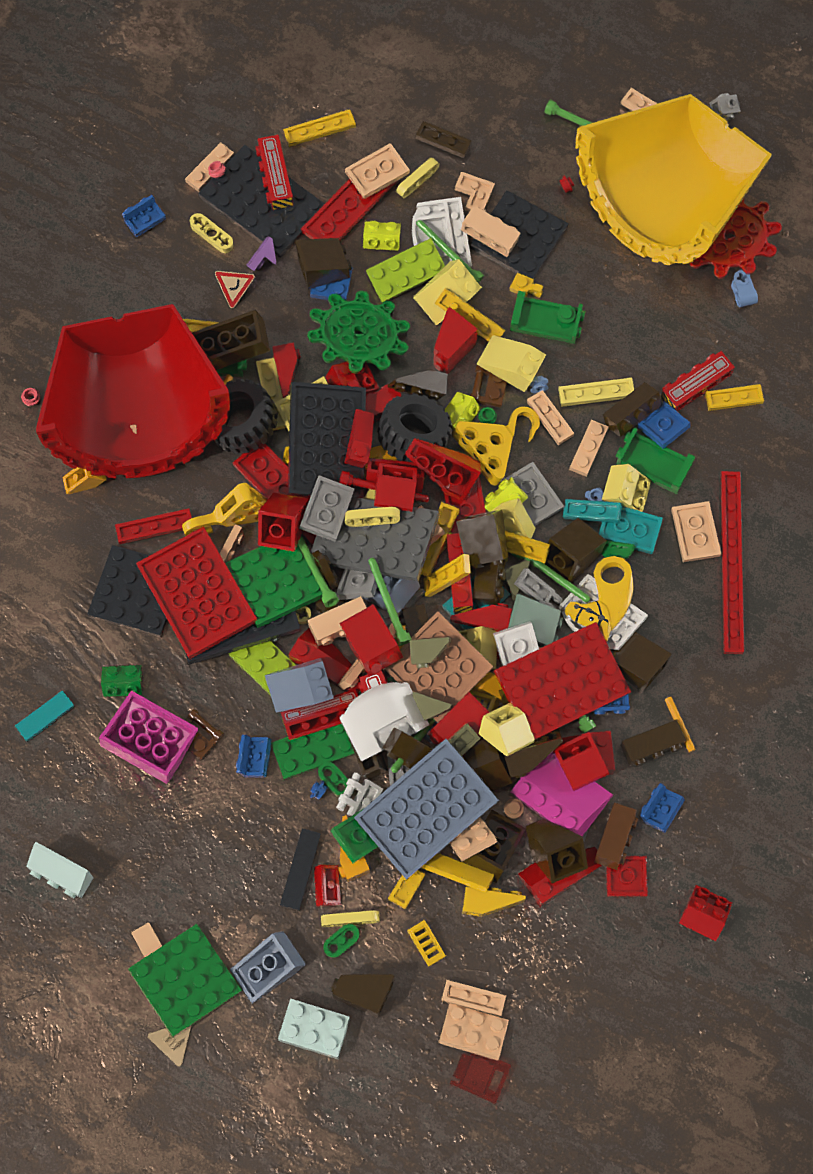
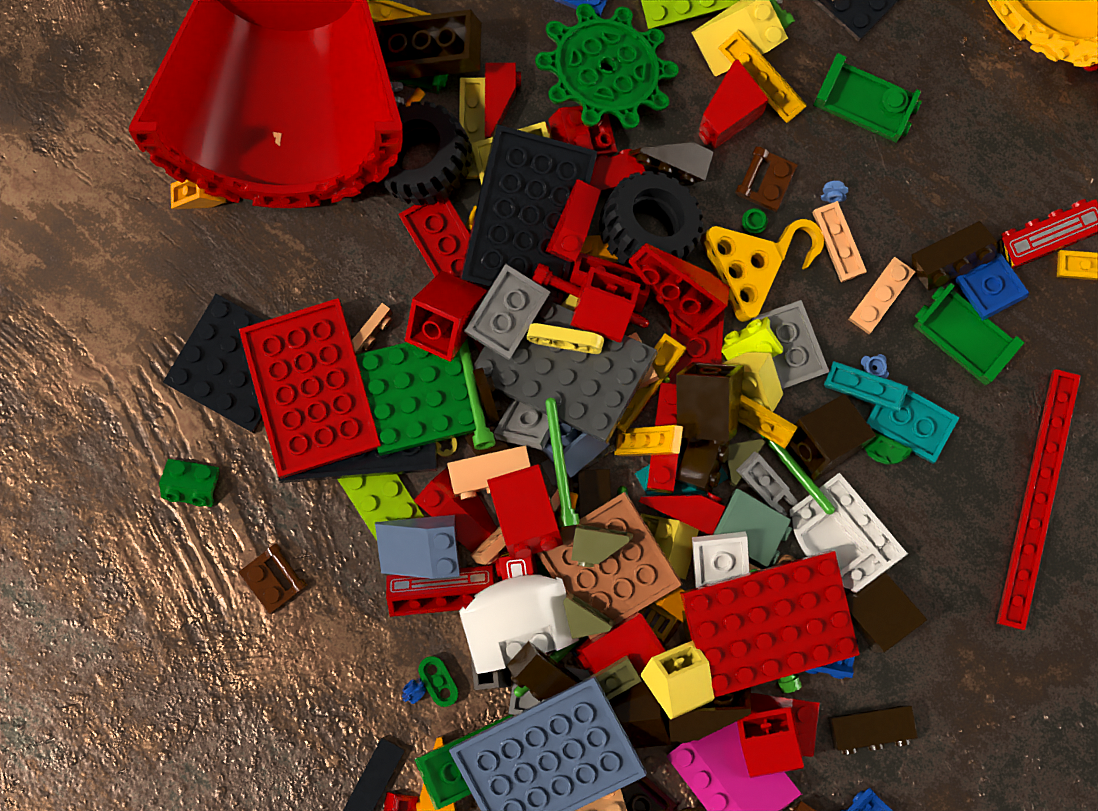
camera: 15 degrees right, 10 degrees up
(30, 392) = (146, 58): coral plate -> none
(44, 716) = (79, 508): teal tile -> none
(58, 871) = (52, 725): light aqua slope -> none
(148, 737) = (206, 570): dark pink slope -> none
(152, 526) = (276, 279): red plate -> none
(246, 506) = (397, 280): yellow piece -> none
(253, 756) = (338, 627): blue bracket -> none
(312, 750) = (414, 636): green plate -> none
(366, 794) = (475, 714): white plate -> none
(462, 408) = (721, 205): neon yellow bracket -> none
(511, 361) = (805, 152): light yellow slope -> none
(513, 808) = (665, 774): medium nougat plate -> none
(526, 284) = (848, 44): yellow plate -> none
(595, 392) = (909, 218): light yellow plate -> none
(612, 602) = (864, 521): yellow animal -> none
(626, 487) = (920, 364): light yellow slope -> none
(675, 714) = (913, 700): light orange bar -> none
(696, 531) = (999, 445): light nougat plate -> none

